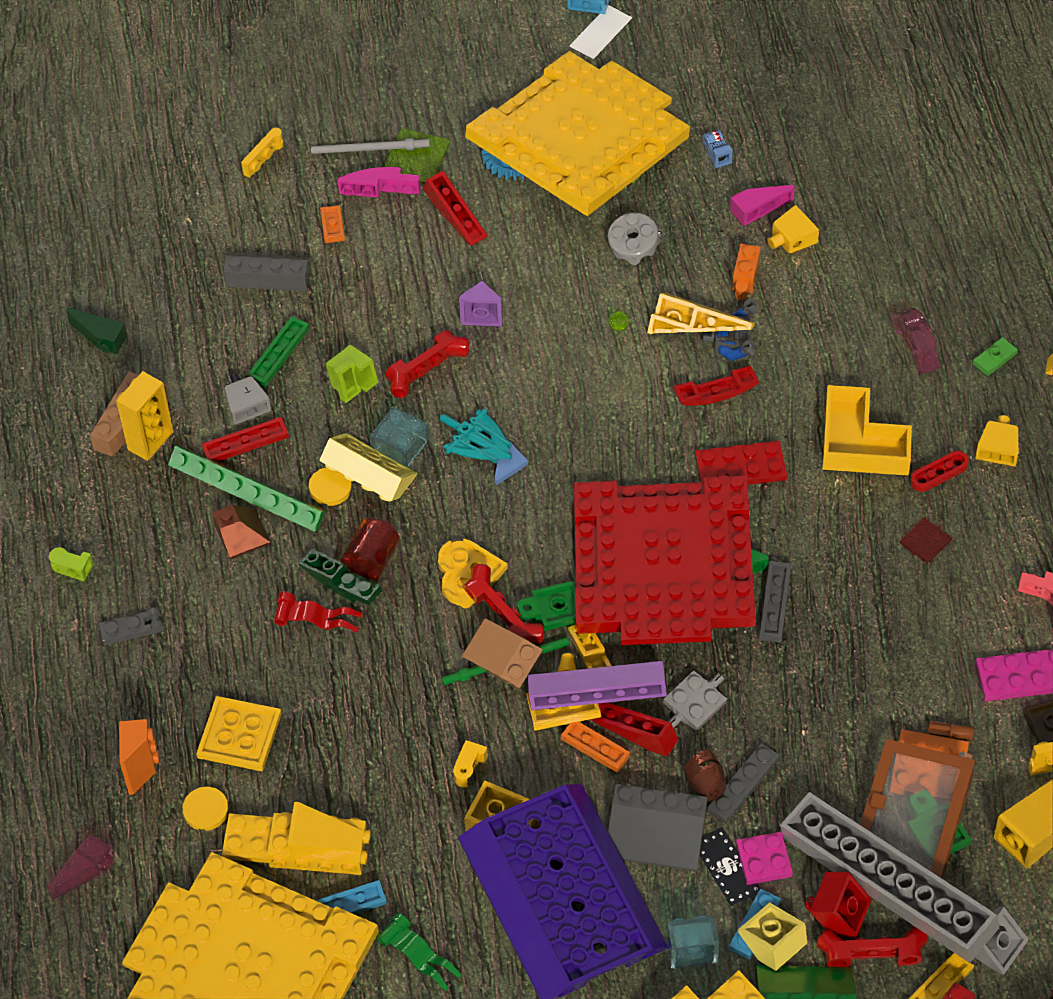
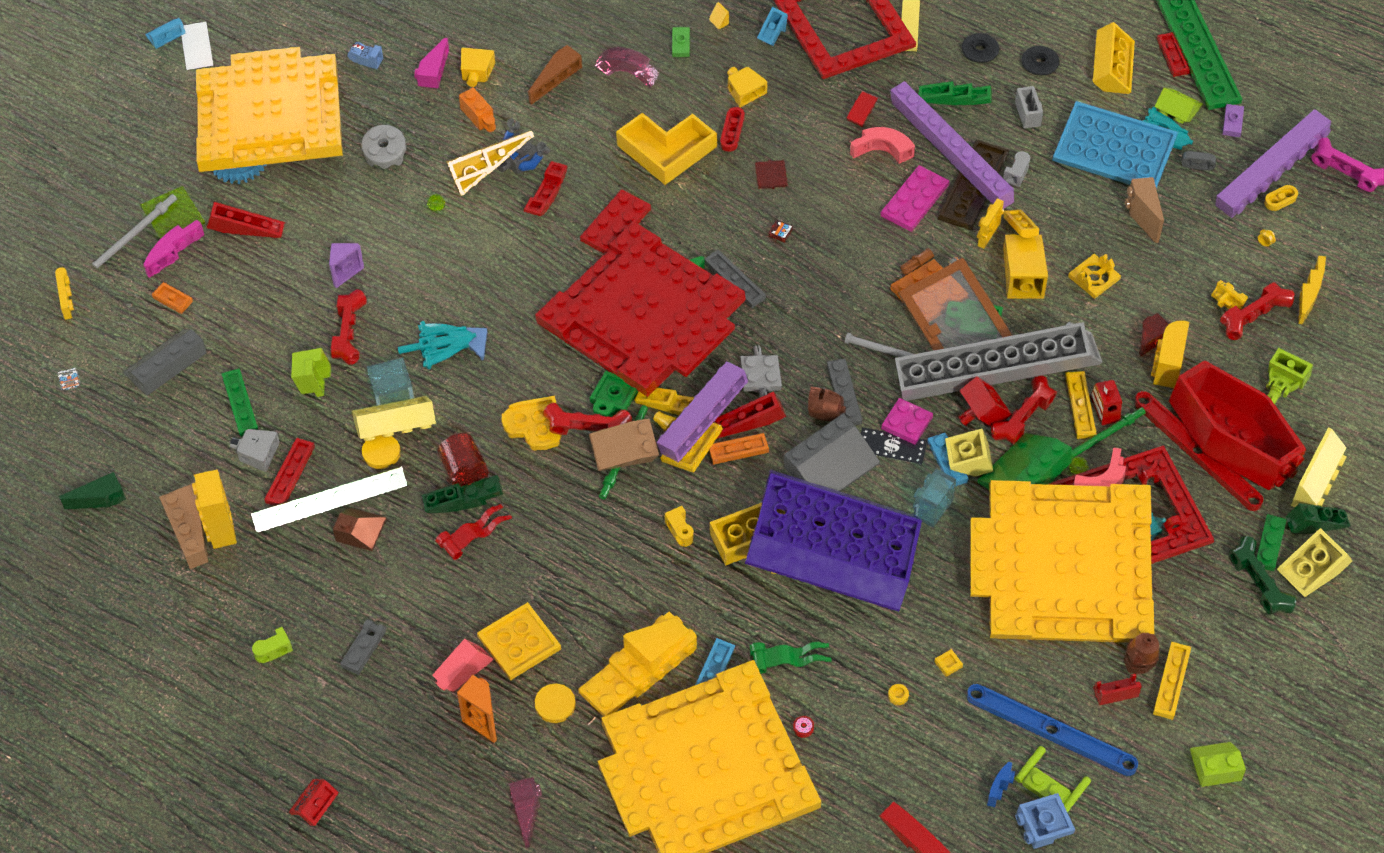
camera: 50 degrees left, 0 degrees up
(175, 710) = (461, 665): none -> coral slope
(189, 224) = (69, 379): none -> clear tile
(806, 742) = (875, 346): none -> light grey bar
(853, 292) = (559, 68): none -> dark orange slope
(868, 596) = (780, 231): none -> tile

